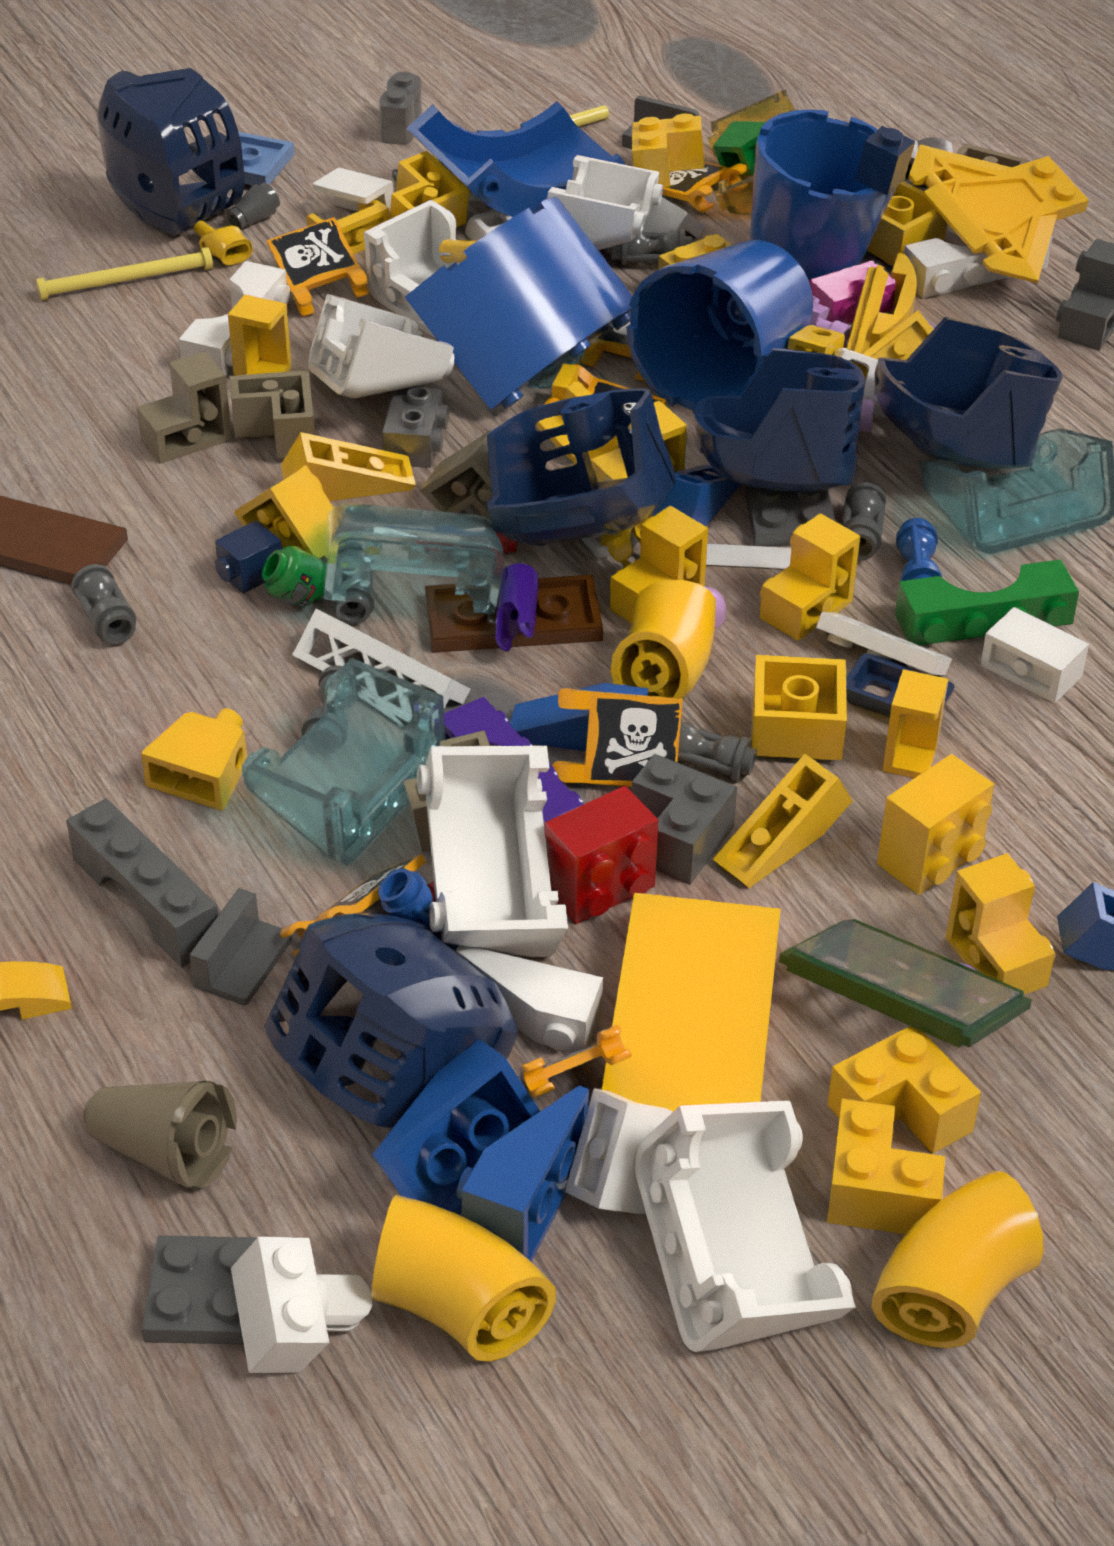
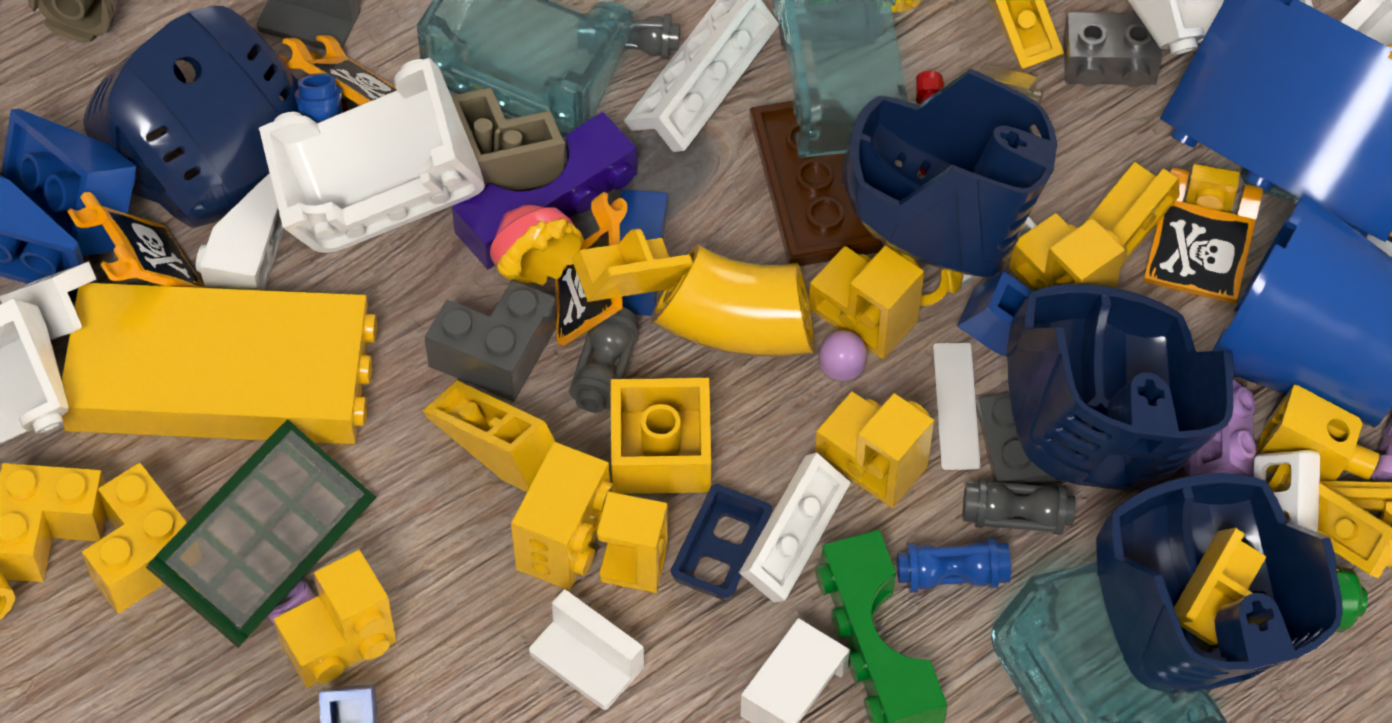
camera: 85 degrees right, 15 degrees up
(516, 604) = (790, 167): dark purple piece -> none
(593, 758) = (534, 244): none -> yellow hair
(602, 853) = (412, 262): red brick -> none
(654, 672) = (628, 267): none -> yellow panel
(882, 754) = (561, 516): none -> yellow piece
(935, 824) = (478, 560): yellow brick -> none
(951, 386) = (1218, 580): none -> yellow panel
(1015, 778) = (588, 651): none -> white panel

